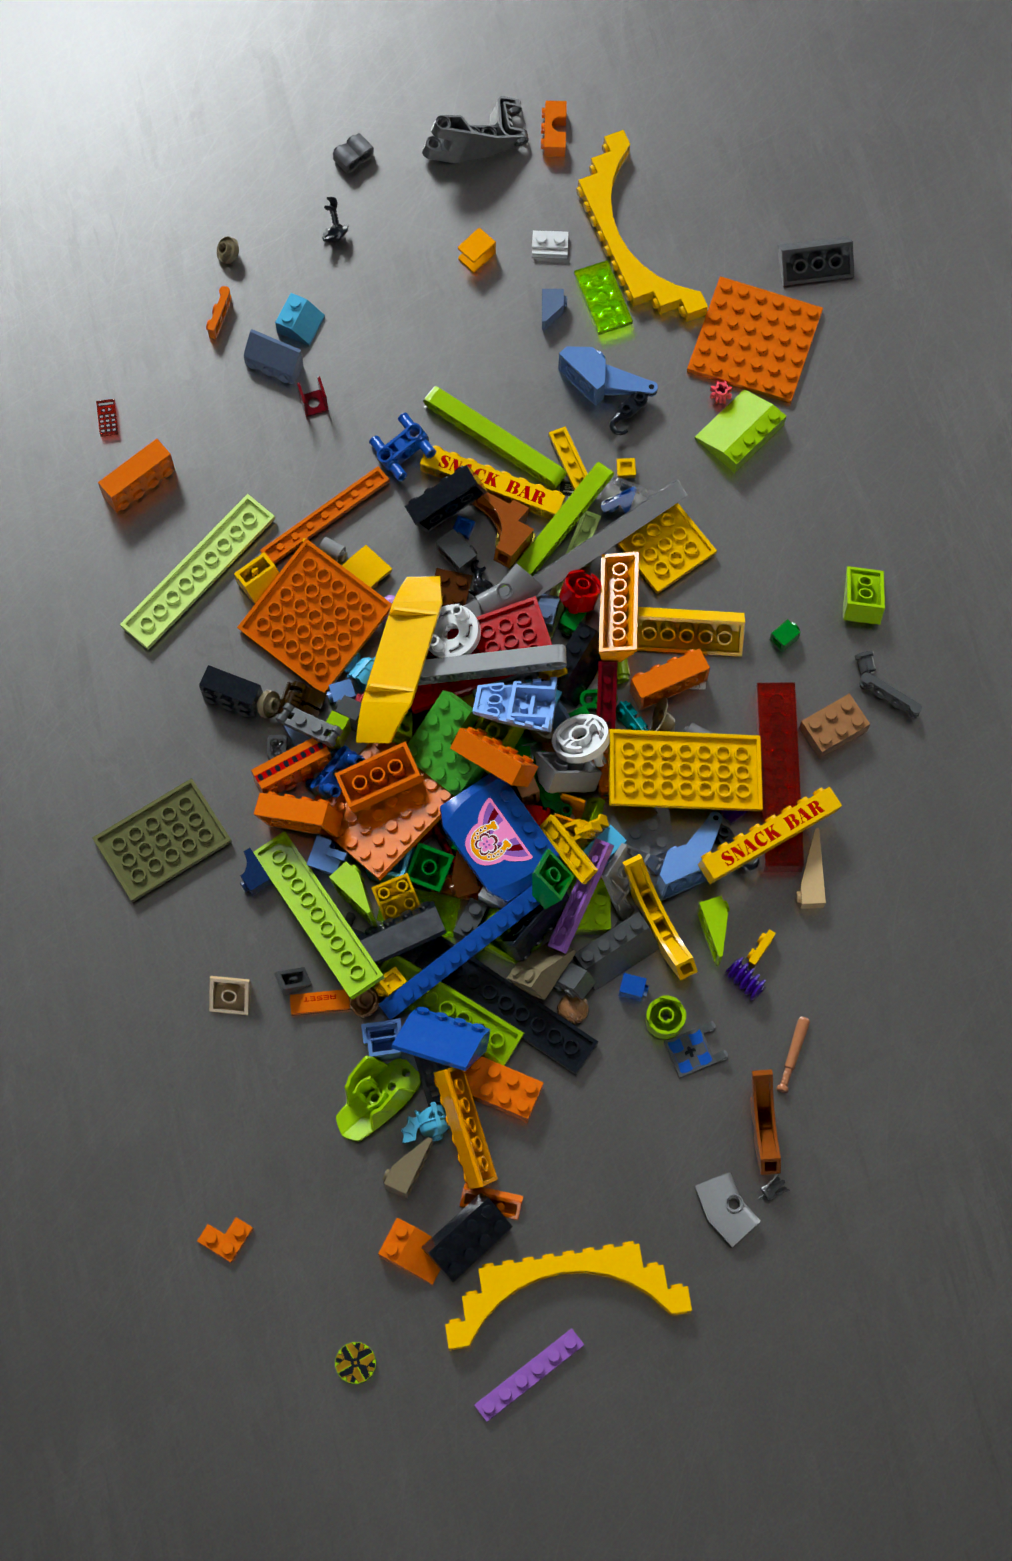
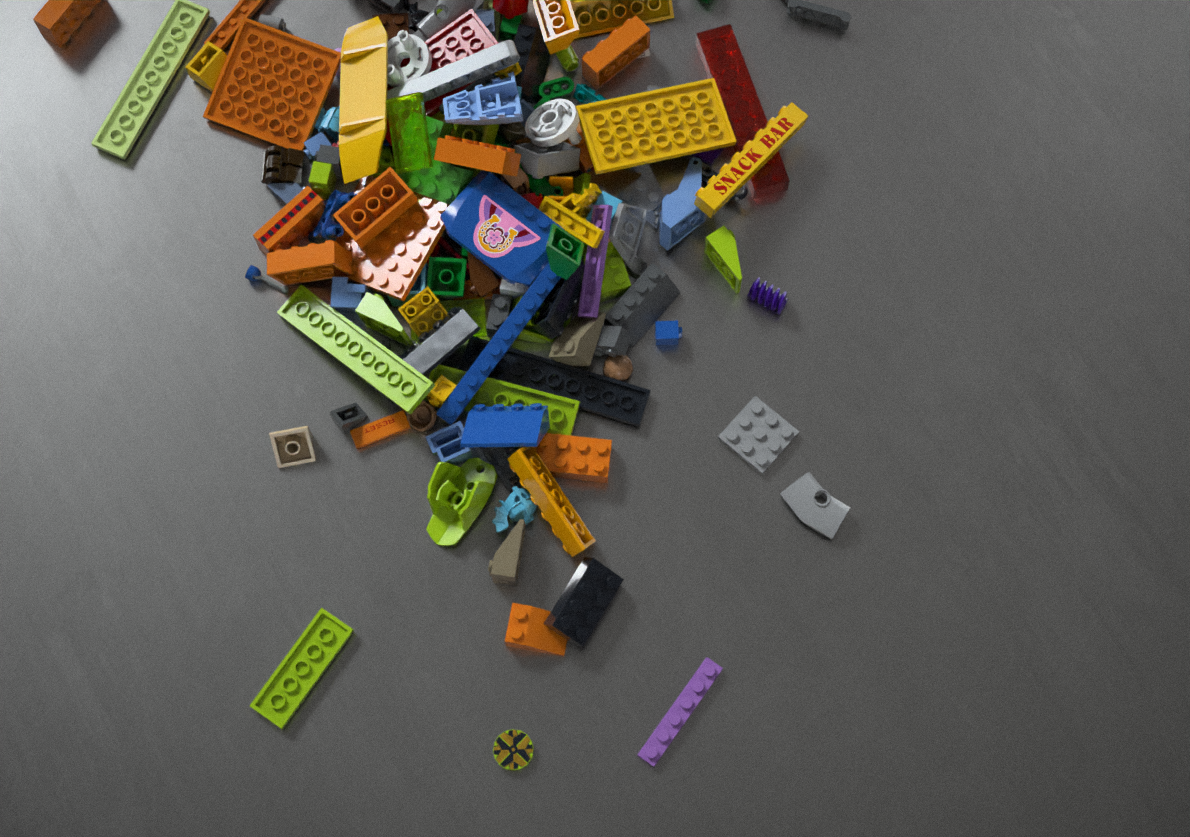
camera: 15 degrees left, 0 degrees up
(162, 840) = (187, 325): olive plate -> none
(175, 1219) = (301, 668): none -> lime plate
(226, 1244) = (356, 677): orange plate -> none
(230, 691) = (214, 173): black brick -> none
(242, 806) = (254, 274): none -> hinge
(254, 877) = (285, 333): dark blue arch -> none
(268, 704) = (252, 174): dark tan plate -> none
(276, 745) = (270, 208): dark grey rock -> none
(309, 725) = (295, 180): dark grey plate -> none
(368, 566) = (309, 28): yellow slope -> none
(433, 712) = (409, 133): none -> clear neon green plate
(507, 1203) = (612, 559): orange slope -> none
(607, 692) = (562, 76): dark red plate -> none
(619, 1263) = (725, 585): yellow arch -> none
(649, 904) = (656, 251): yellow arch -> none
(661, 718) = (619, 87): dark tan piece -> none
(676, 1017) = (715, 353): lime brick -> none
(691, 1051) = (738, 375): dark grey flag -> none
(692, 1119) = (758, 435): none -> light grey plate
(764, 941) = (774, 258): yellow plate -> none
(764, 1122) = (824, 414): dark orange arch -> none
(773, 1188) = (852, 476): dark grey piece -> none
(795, 1048) = (832, 341): nougat piece -> none
(812, 889) = (802, 200): tan slope -> none
(834, 726) = (777, 53): medium nougat brick -> none

